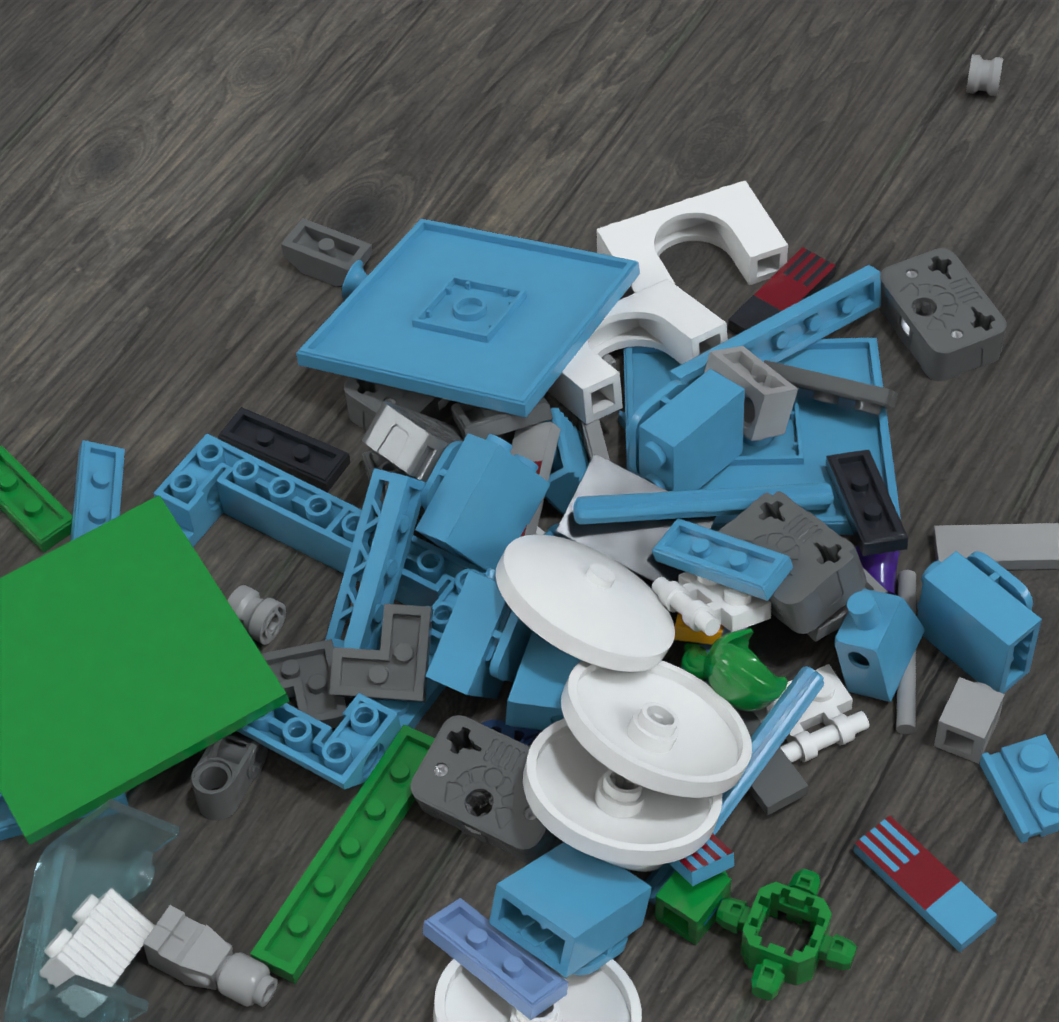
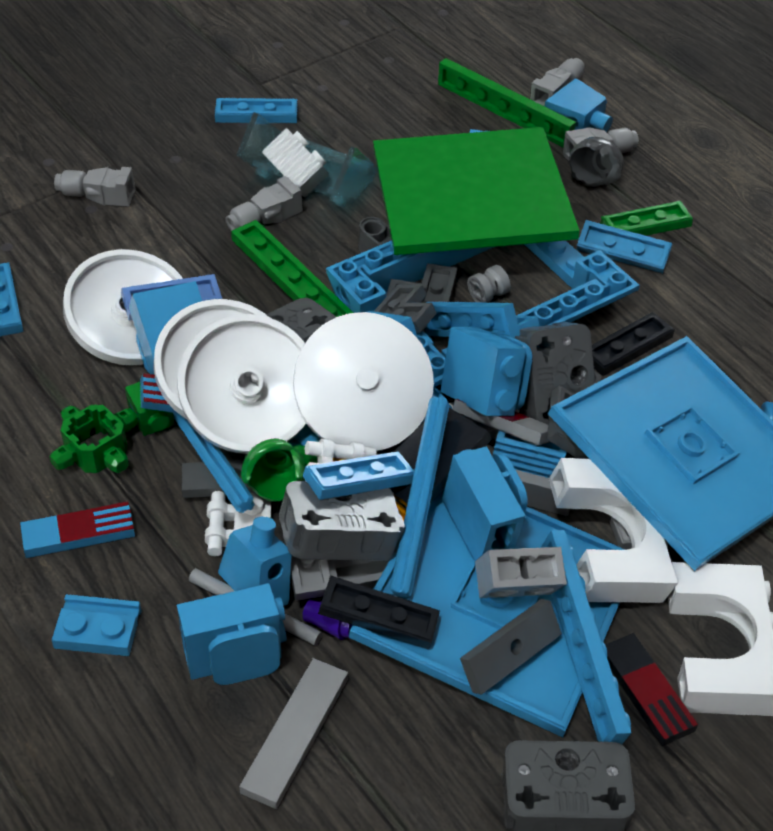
camera: 110 degrees right, 5 degrees down
(969, 719) = (160, 602): light grey brick -> none

